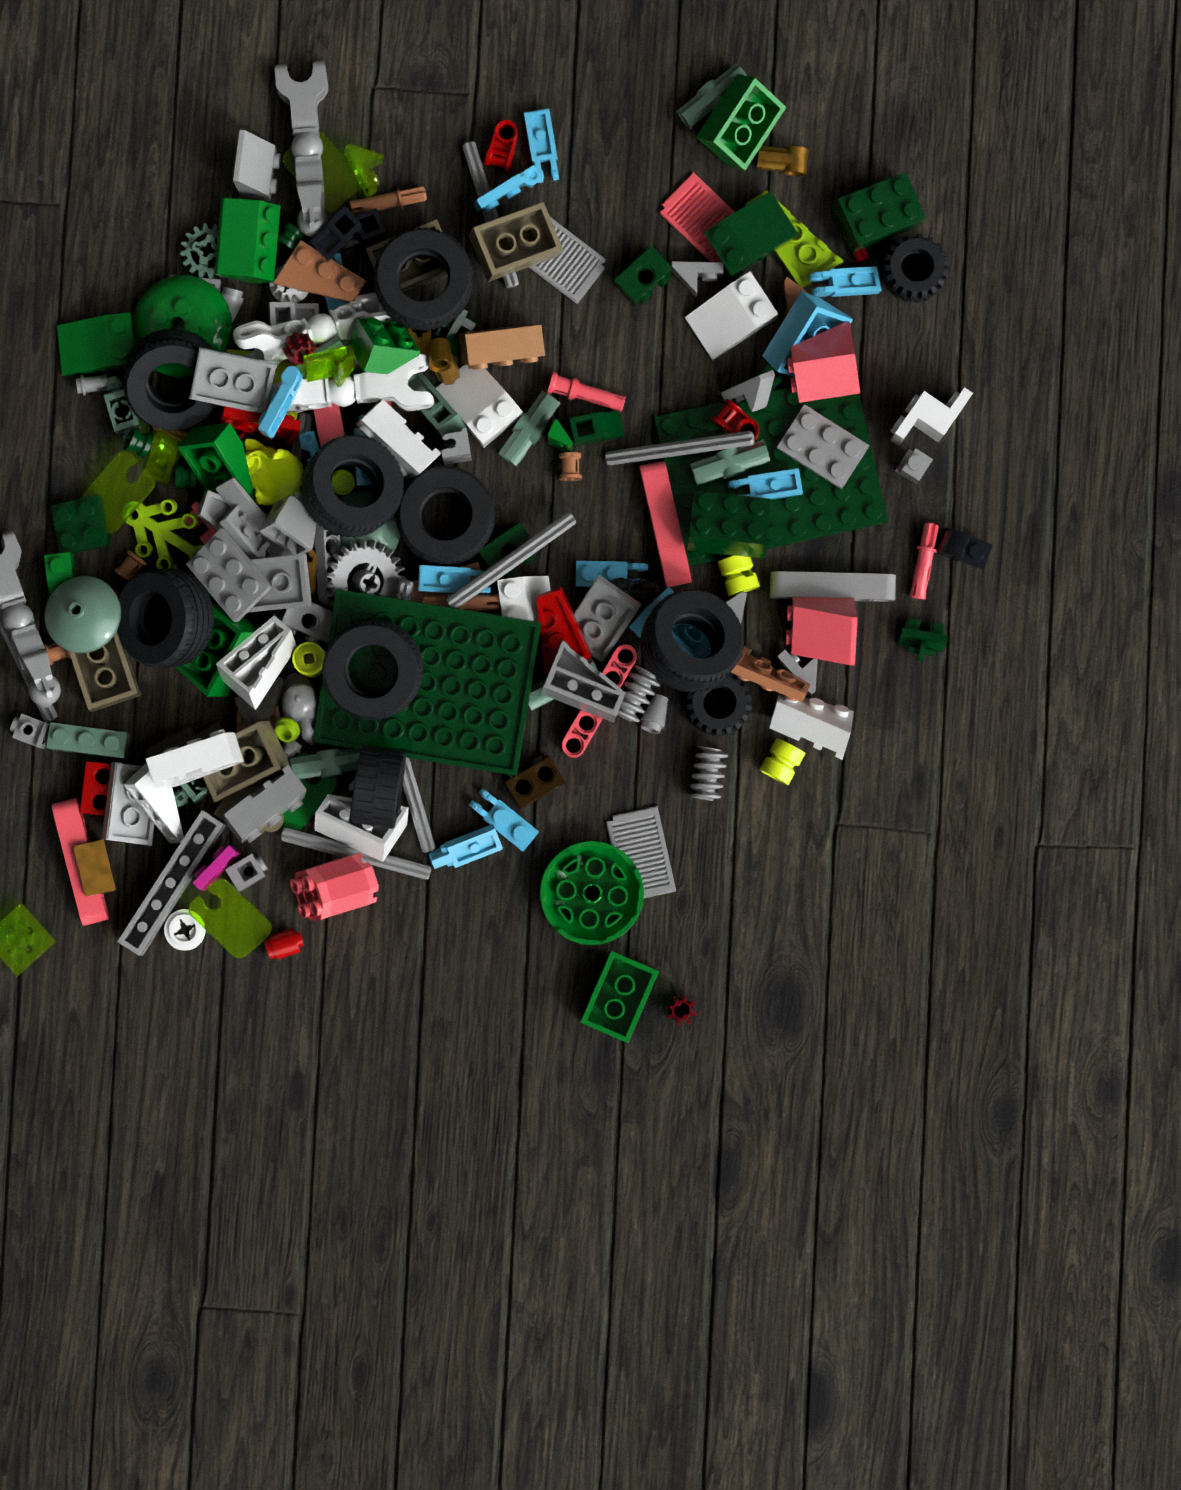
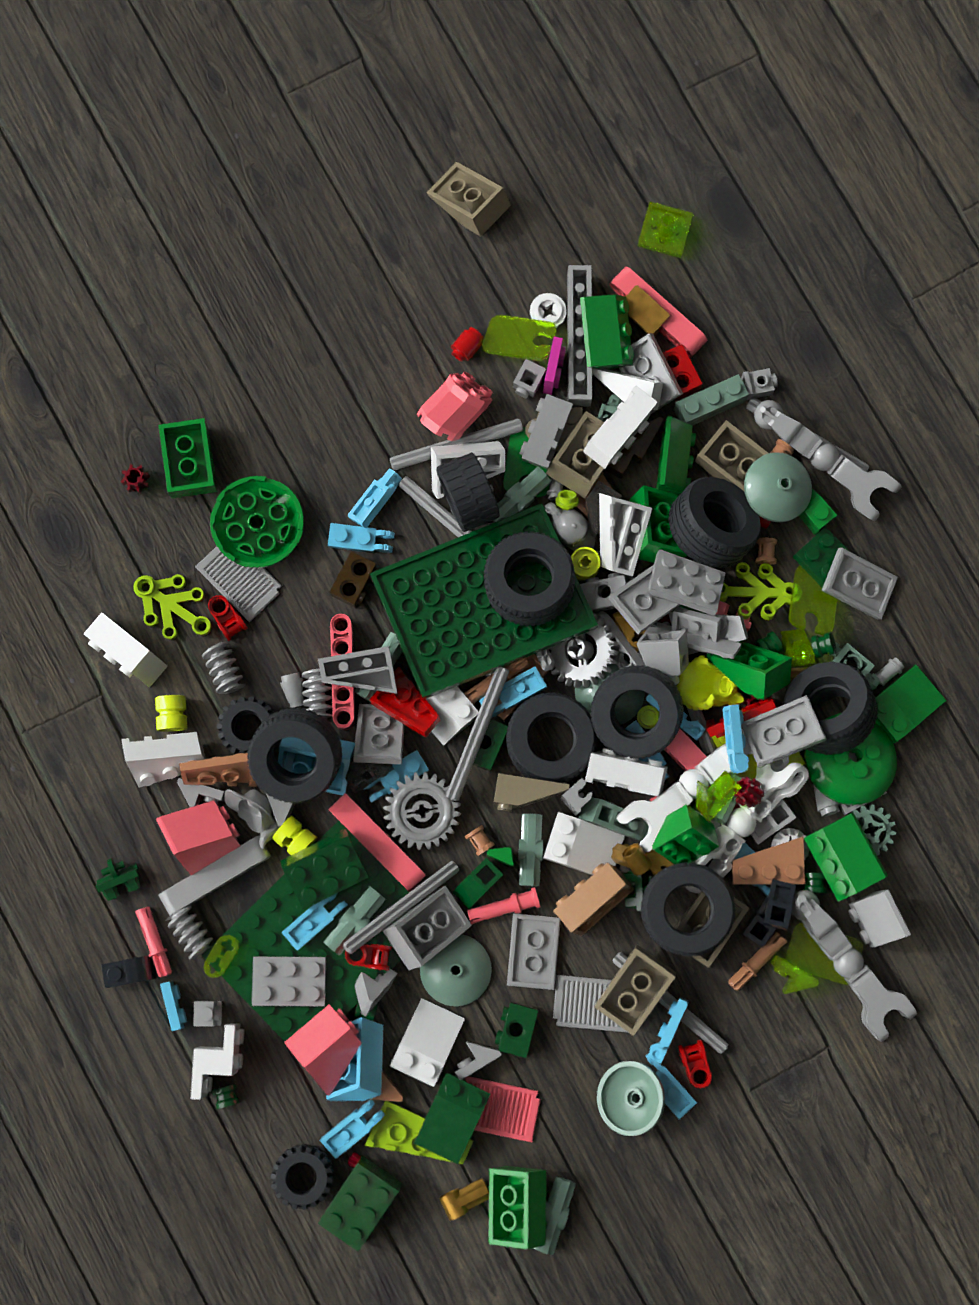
camera: 150 degrees right, 5 degrees down
(65, 480) = (859, 583): none -> light grey tile
(144, 866) = (607, 331): none -> green slope
(159, 706) = (675, 456): none -> green slope
(188, 1090) = (470, 198): none -> dark tan slope
(504, 483) = (522, 791): none -> dark tan slope
(584, 337) = (533, 951): none -> light grey tile
(594, 152) = (618, 1098): none -> sand green dish
(629, 534) = (399, 814): none -> light grey gear
(663, 383) = (468, 984): none -> sand green dish
(668, 413) = (427, 928): none -> light grey slope
(675, 820) = (228, 620): none -> red piece
(722, 869) = (169, 603): none -> lime plant
(759, 621) = (256, 811): none -> light grey hair
(791, 849) = (125, 650): none -> white wedge
(874, 512) = (216, 953): none -> clear neon green beam
(885, 548) = (190, 932): none -> light grey piece
(937, 502) = (175, 1015): none -> medium azure plate
(941, 382) = (226, 1096): none -> dark green wheel

